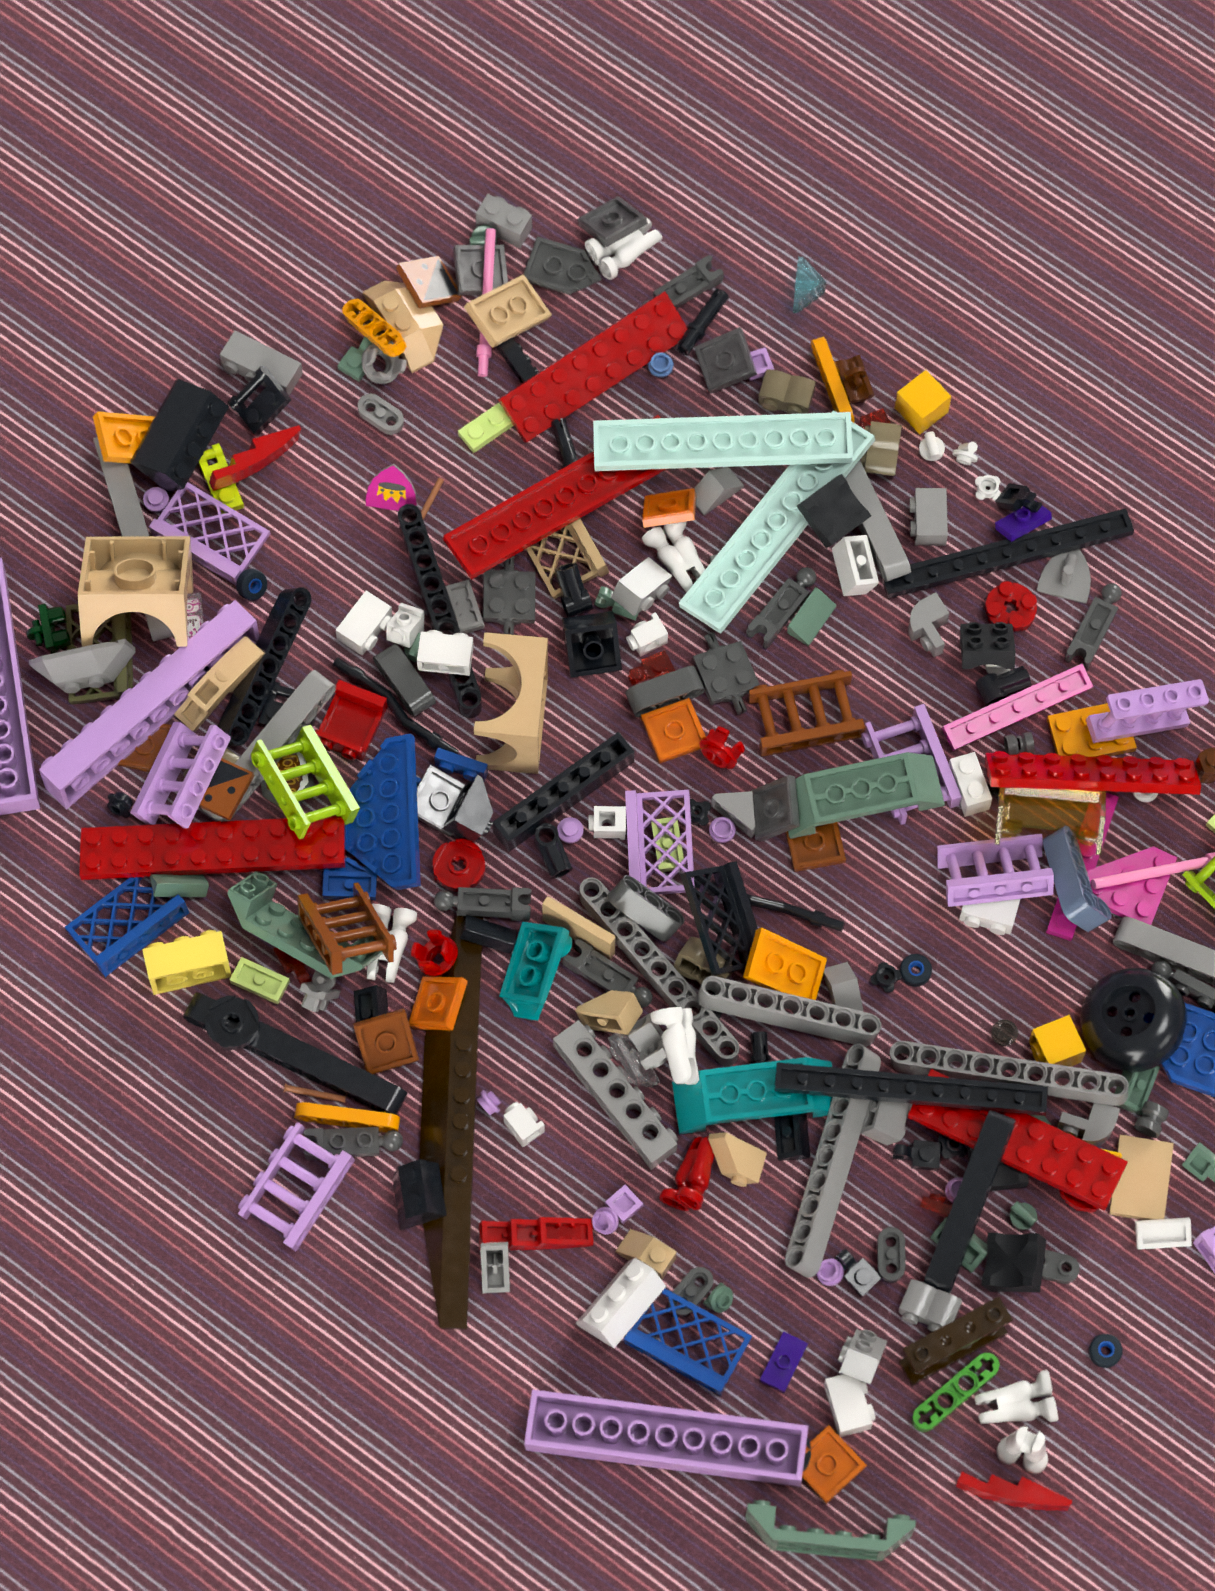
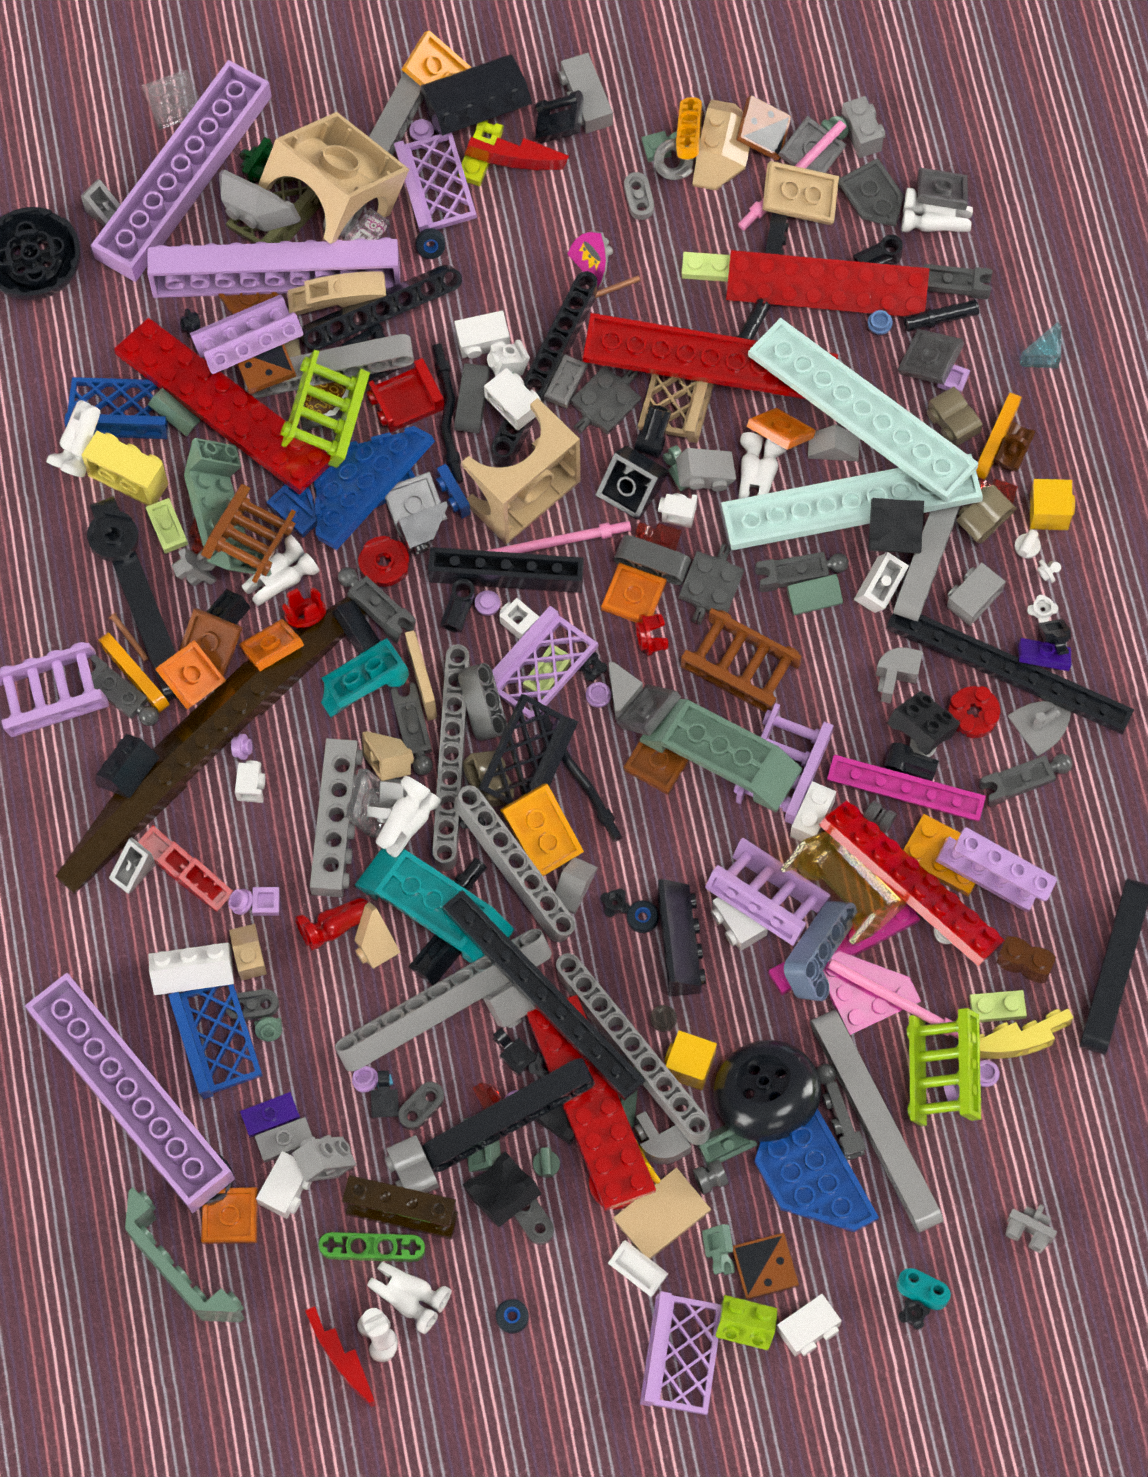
camera: 45 degrees right, 0 degrees up
(126, 972) = (75, 439): none -> white piece
(399, 1079) = (190, 674): none -> orange tile
(605, 700) = (604, 531): none -> bright pink bar
(610, 311) = (879, 254): none -> black piece
(813, 1371) = (283, 1138): none -> light grey plate
(961, 962) = (679, 938): none -> black slope

